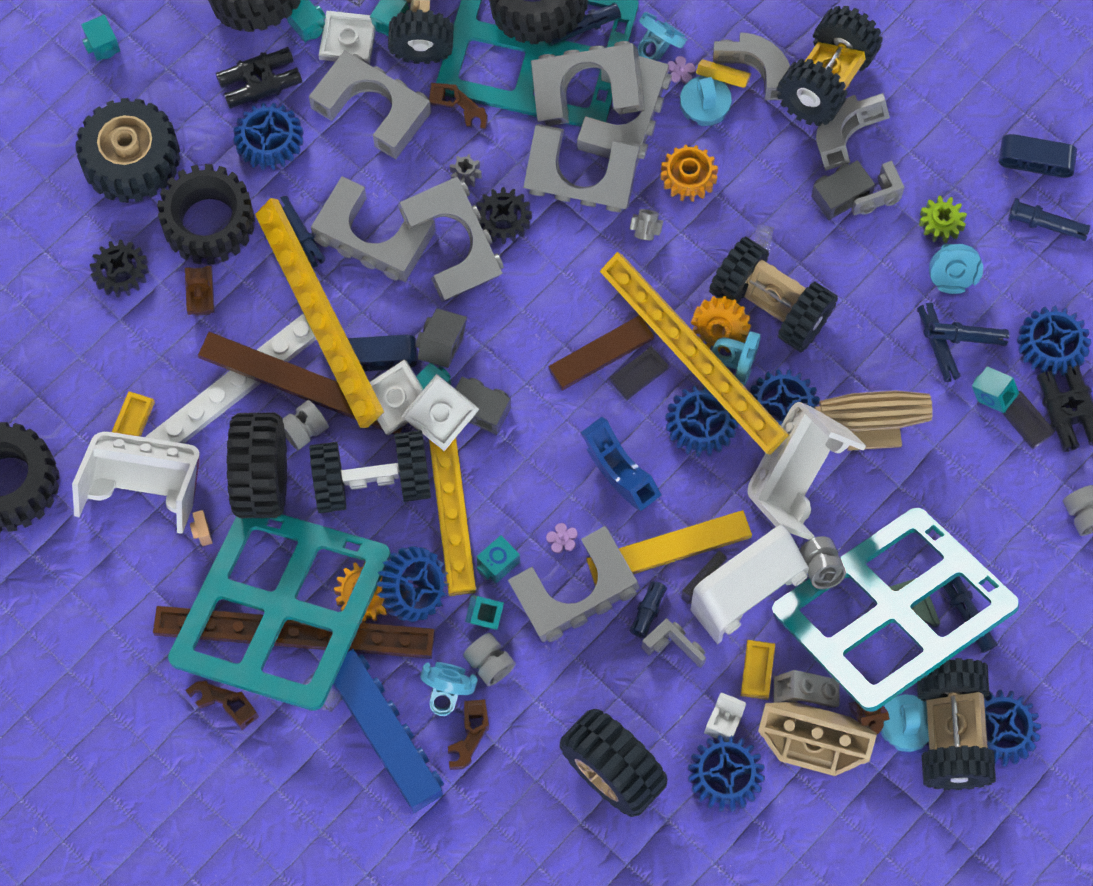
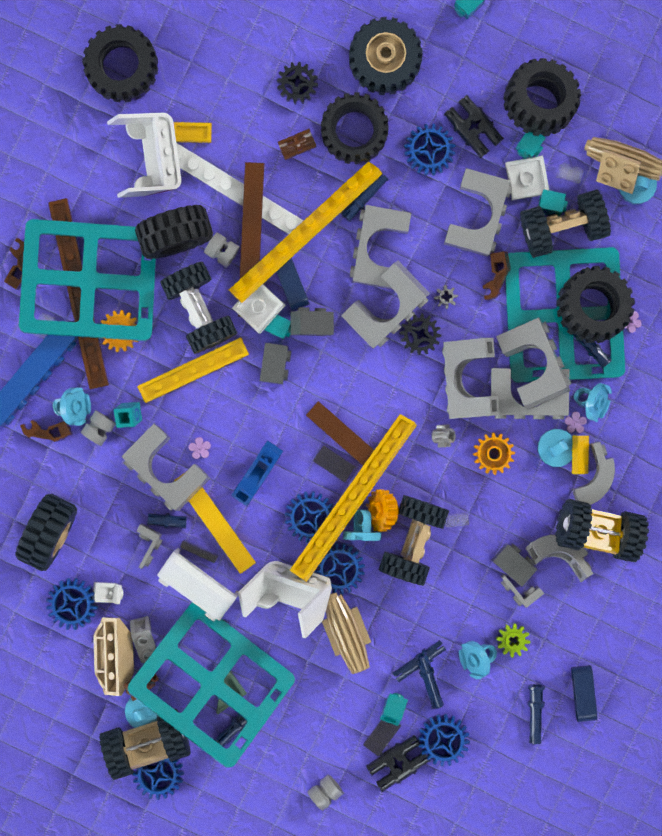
camera: 70 degrees right, 20 degrees up
(200, 528) = (129, 207): light nougat plate -> none
(400, 595) = (132, 358): blue gear -> none
(440, 412) = (254, 340): white tile -> none
(497, 560) = (168, 411): teal brick -> none
(757, 669) = (150, 603): yellow tile -> none
(823, 562) = (233, 625): light grey wheel -> none

